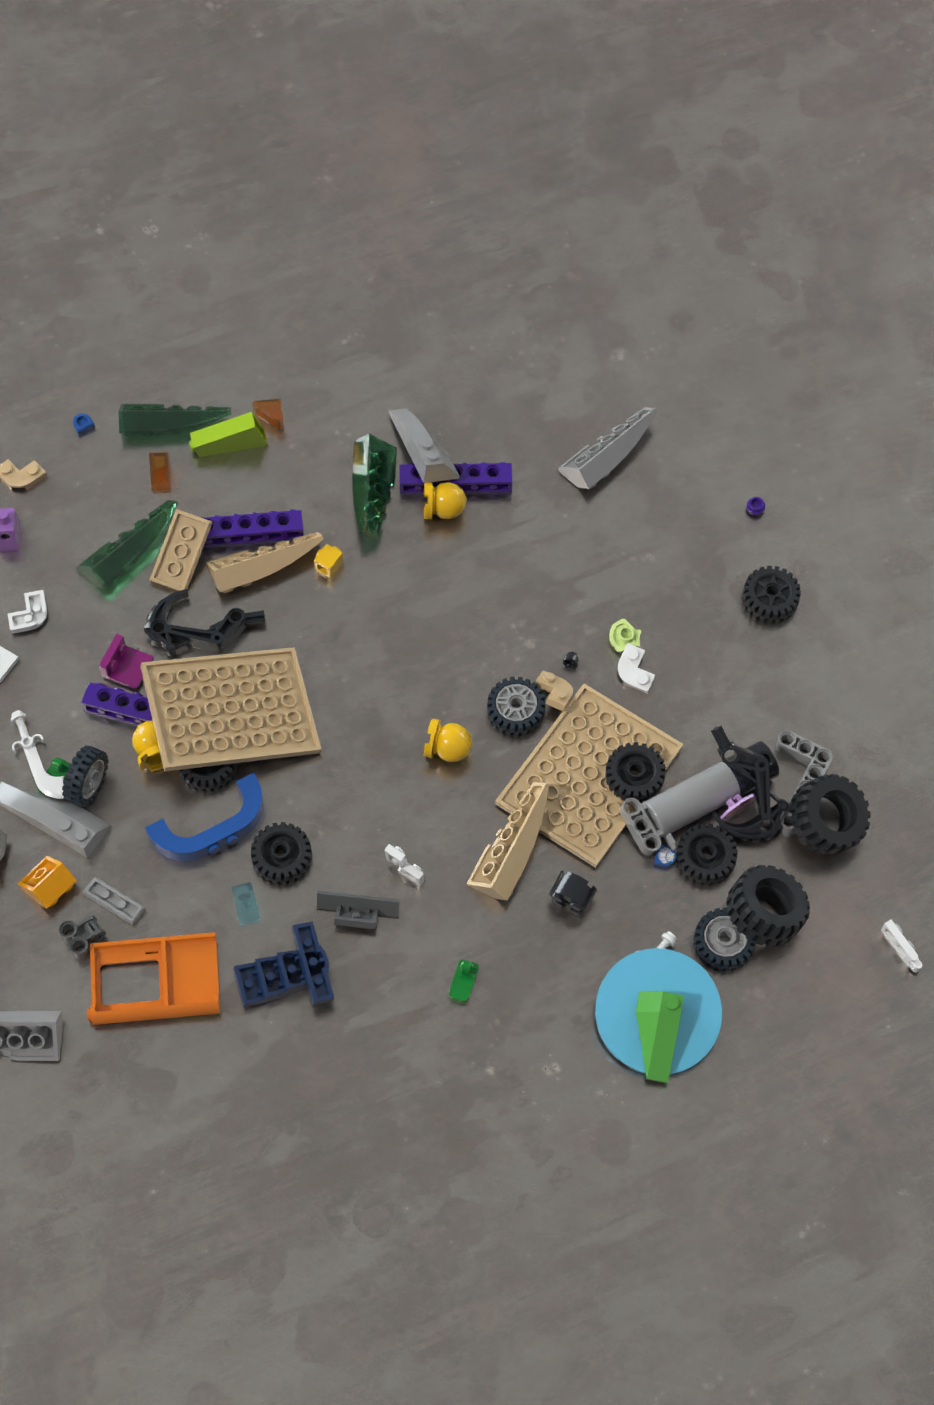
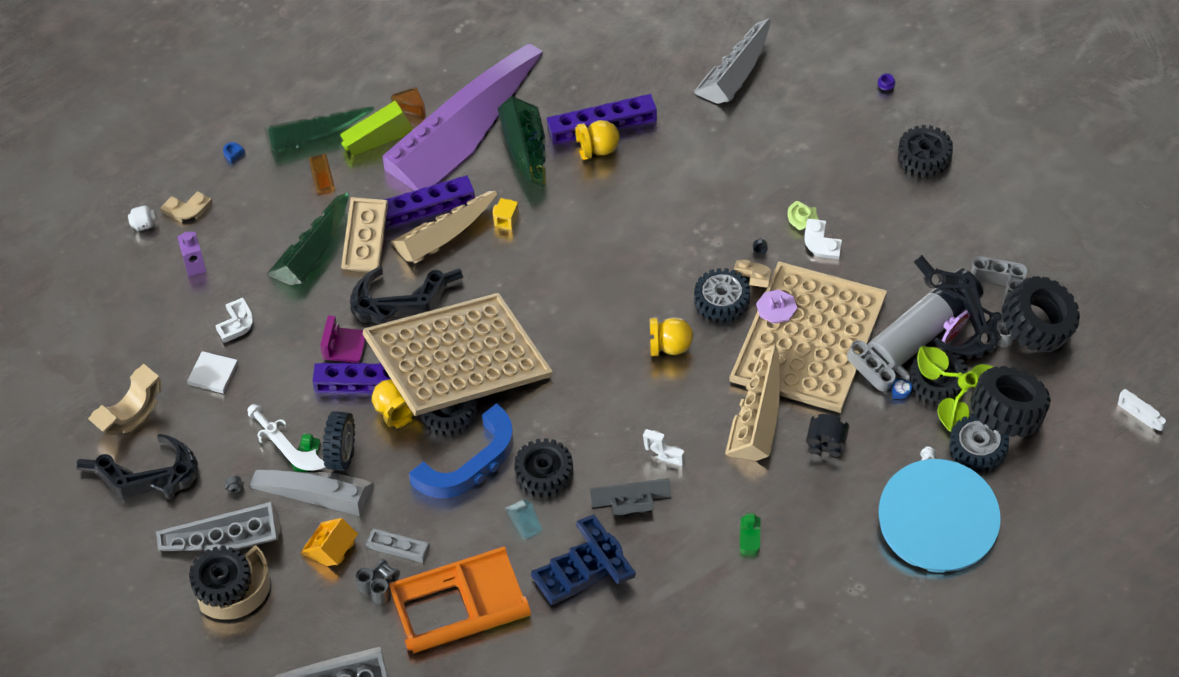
camera: 10 degrees left, 10 degrees down
(313, 448) = (459, 124): none -> medium lavender wedge
(426, 453) = (564, 97): light grey wedge -> none
(566, 734) = (776, 306): none -> lavender piece
(638, 759) = (851, 321): black wheel -> none
(658, 1025) = (944, 523): bright green wedge -> none
(700, 842) = (933, 363): none -> lime plant

